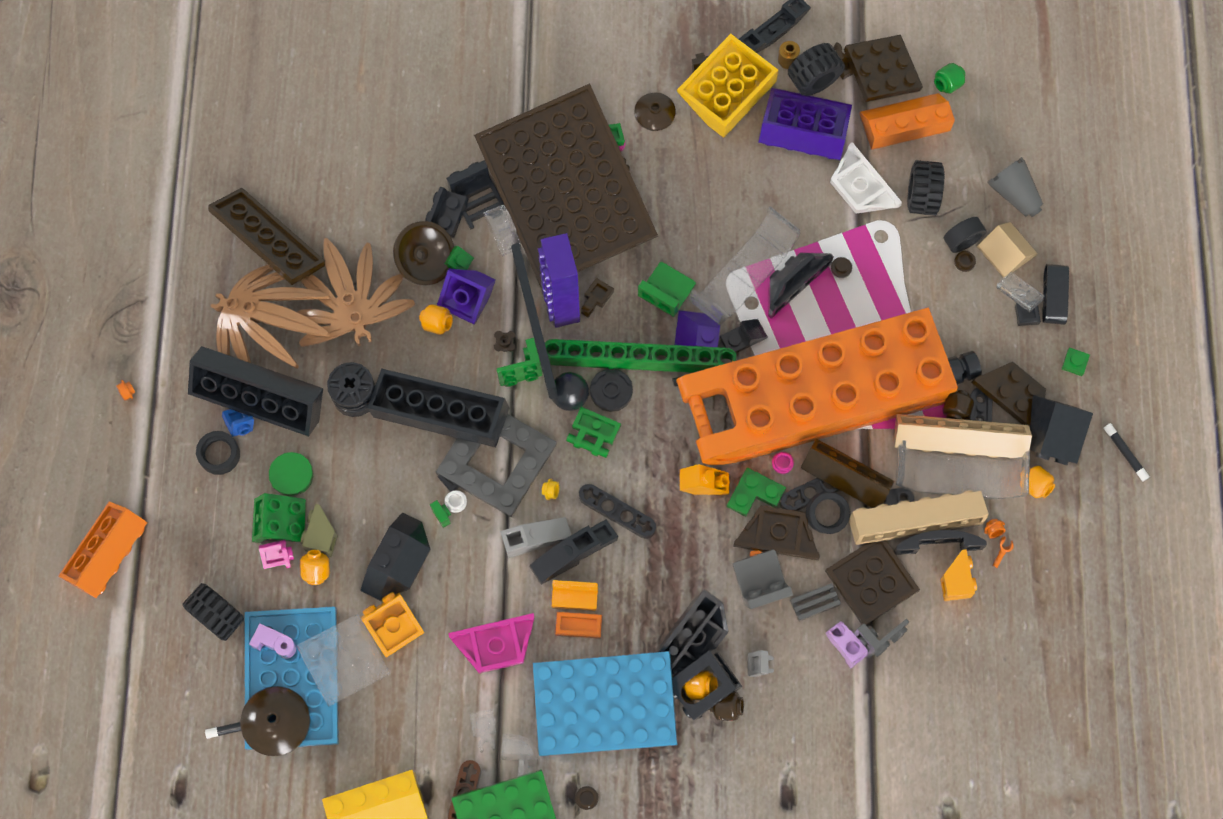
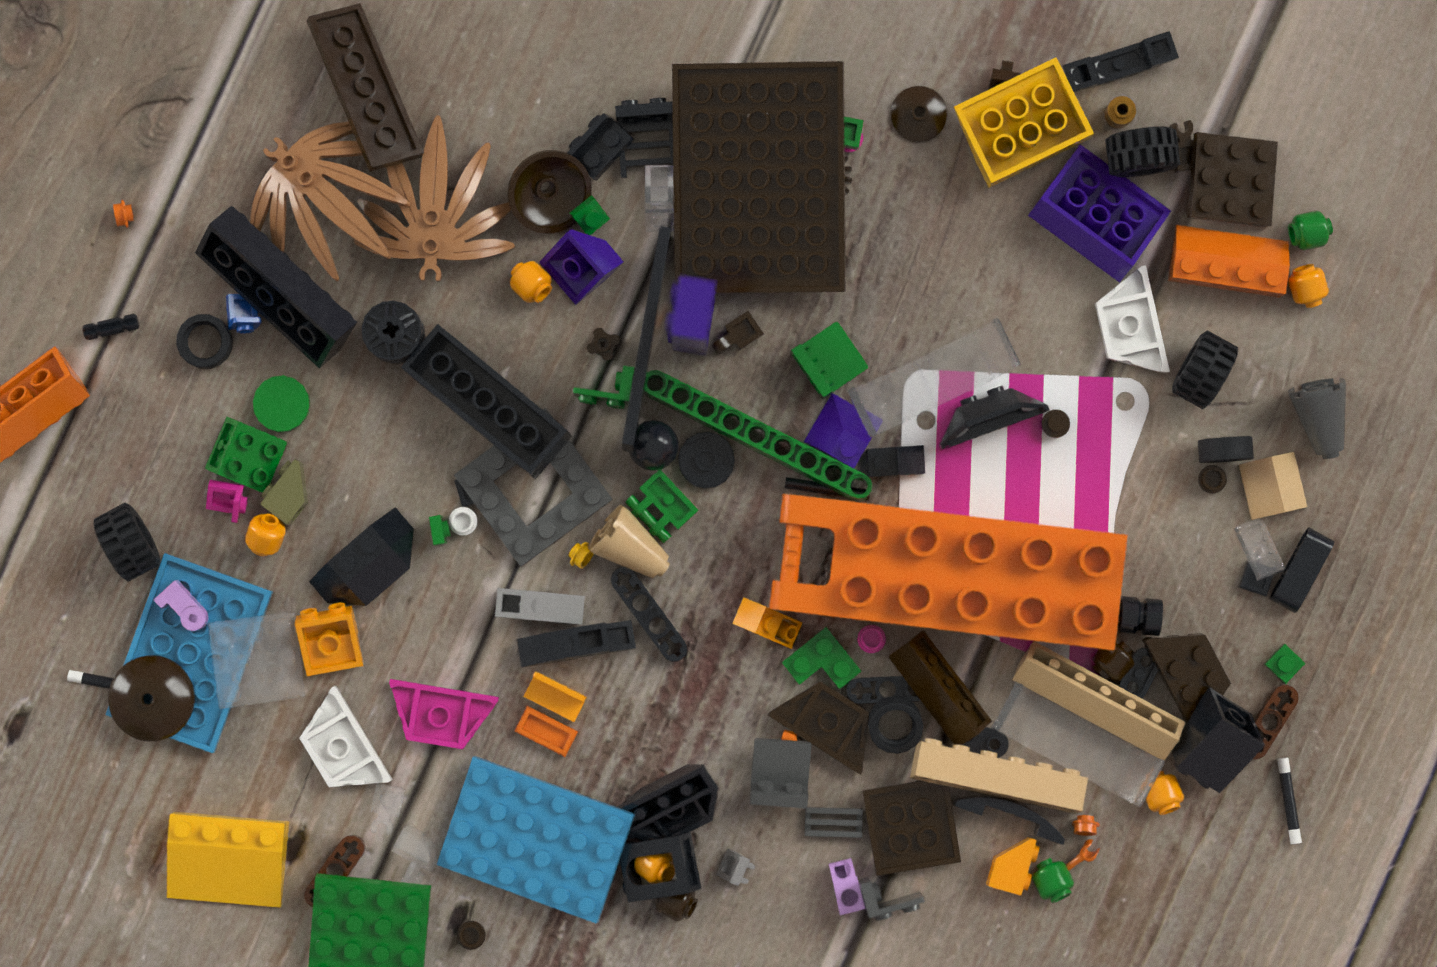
camera: 20 degrees right, 15 degrees up
(145, 471) = (110, 326): none -> black axle
(432, 698) = (341, 746): none -> white wing
(582, 466) = (629, 544): none -> tan cone
(966, 112) = (1308, 285): none -> light orange head
(991, 575) = (1053, 880): none -> green head
(1091, 396) = (1281, 720): none -> reddish brown beam

